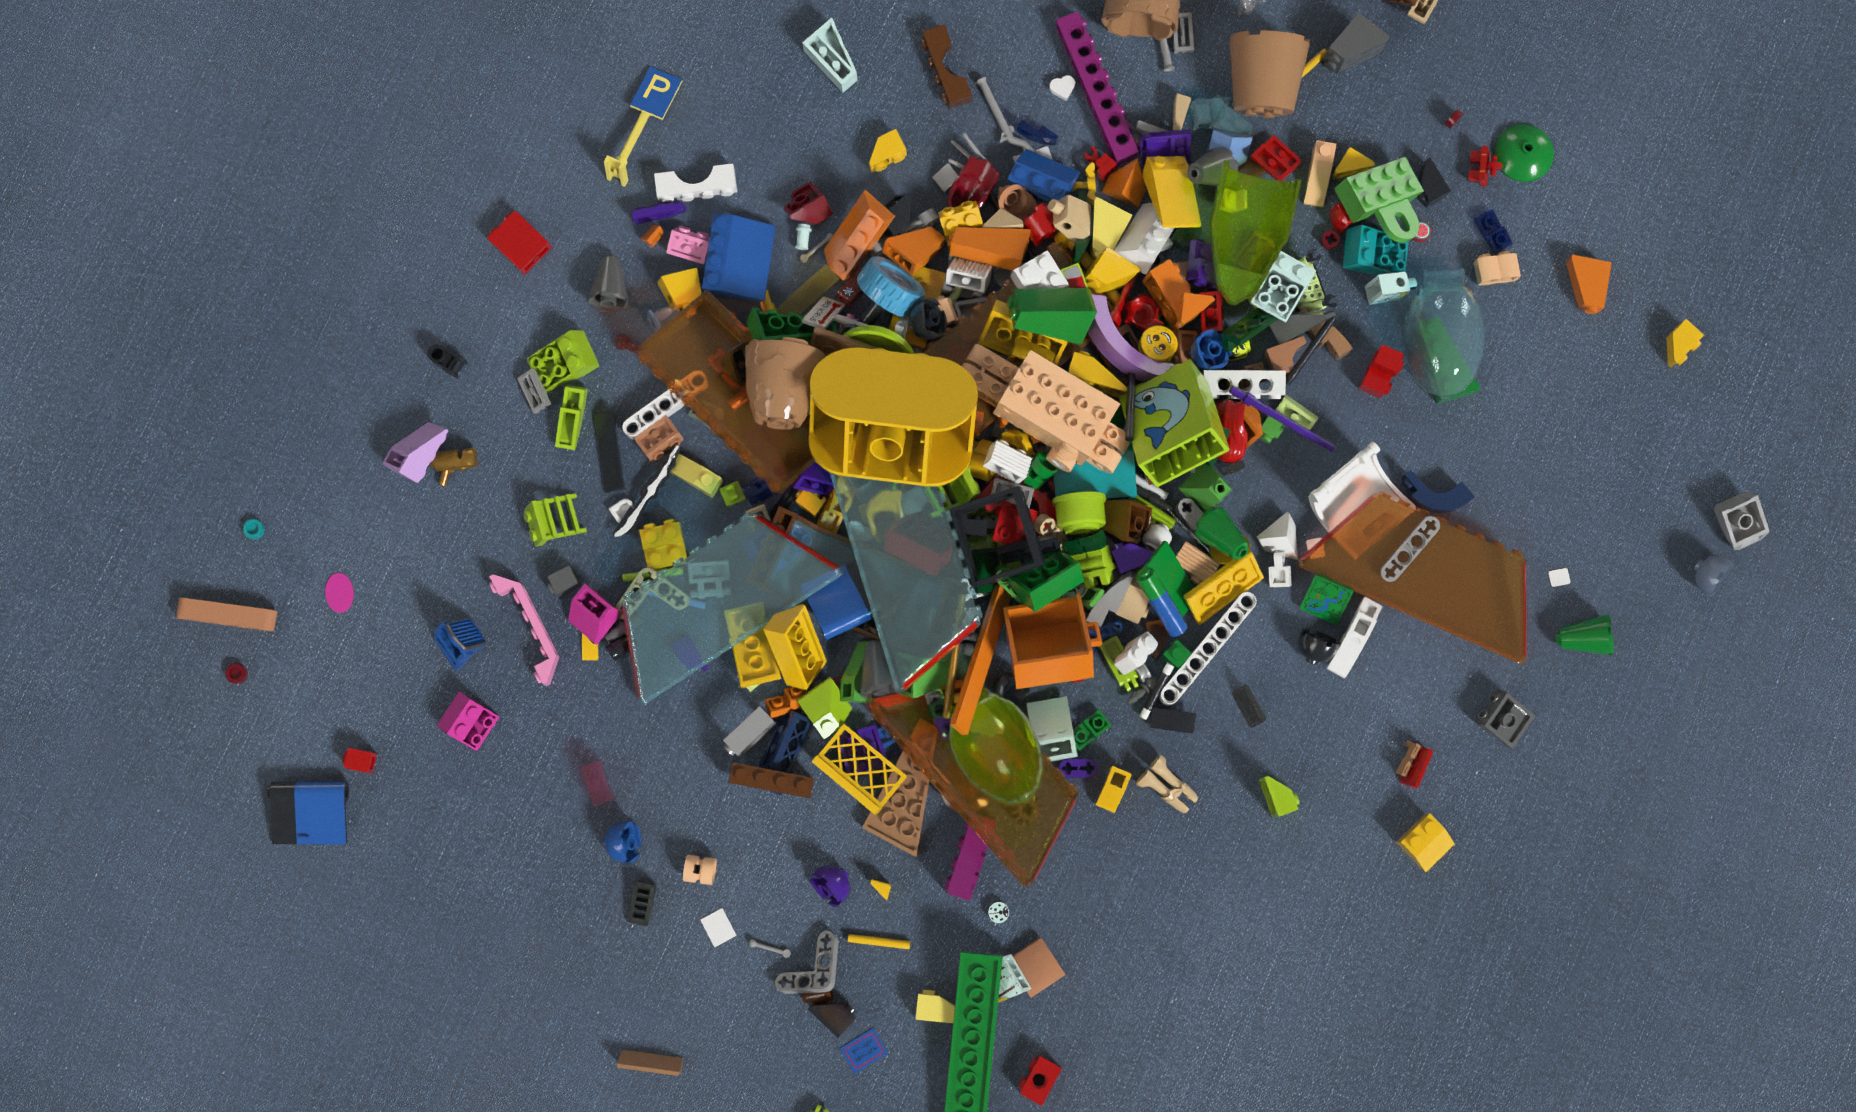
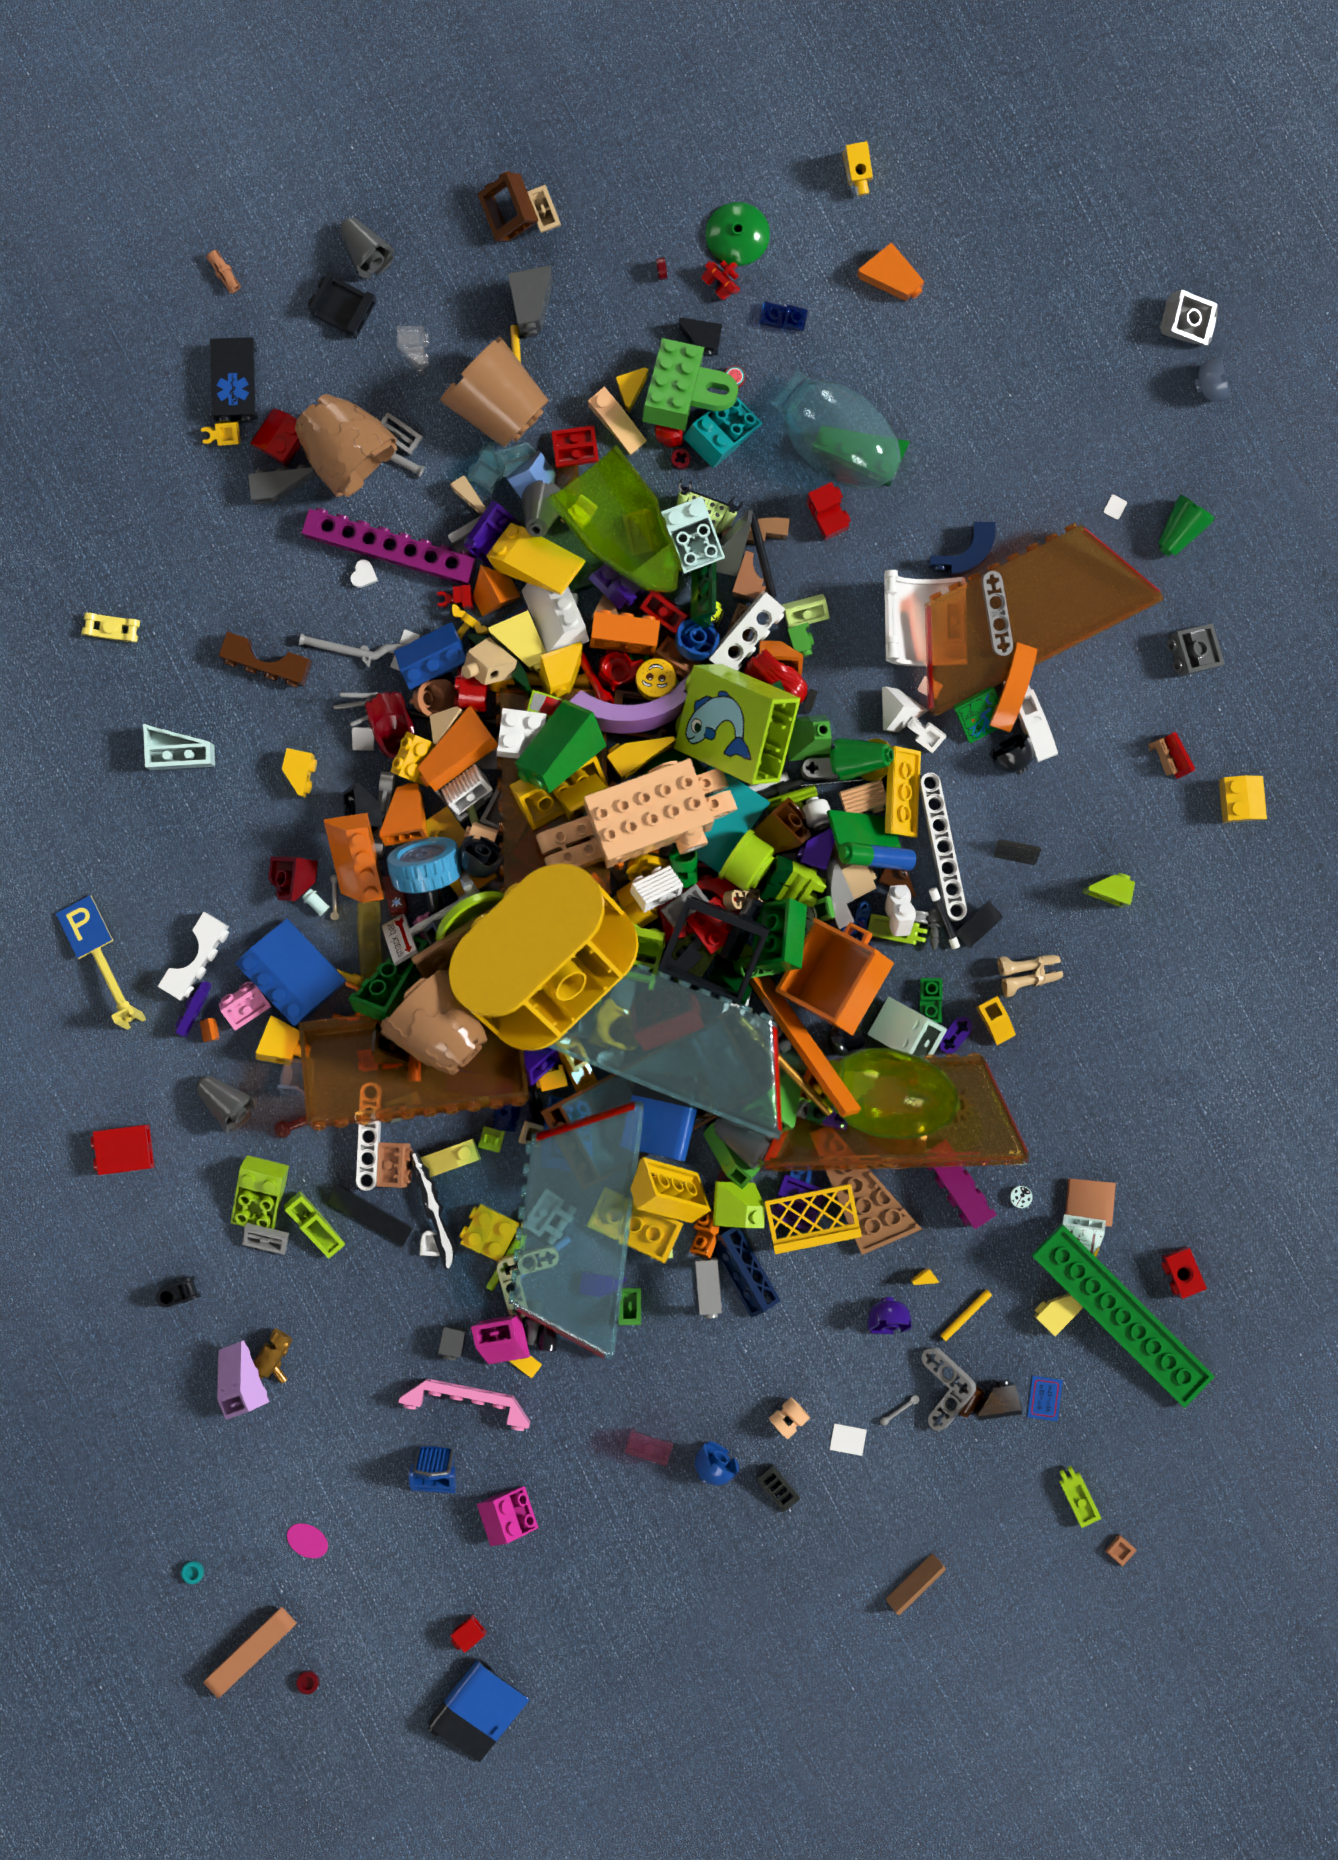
camera: 50 degrees left, 5 degrees up
(541, 520) = (387, 1321): lime plate -> none
(689, 688) = (630, 1307): none -> bright green slope
(770, 780) = (763, 1300): reddish brown arch -> none
(1042, 136) = (393, 625): clear blue slope -> none
(1130, 404) = (692, 747): black bar -> none
(1176, 654) = (927, 877): green brick -> none
(1192, 305) = (650, 628): orange slope -> none
(1249, 399) = (765, 641): dark purple bar -> none
(1366, 606) = (1014, 688): none -> orange slope
(1389, 287) = (762, 444): light aqua torso -> none
(1497, 268) = (818, 341): light nougat brick -> none
(1649, 192) = (855, 158): none -> yellow torso
(1681, 341) = (1002, 241): yellow slope -> none

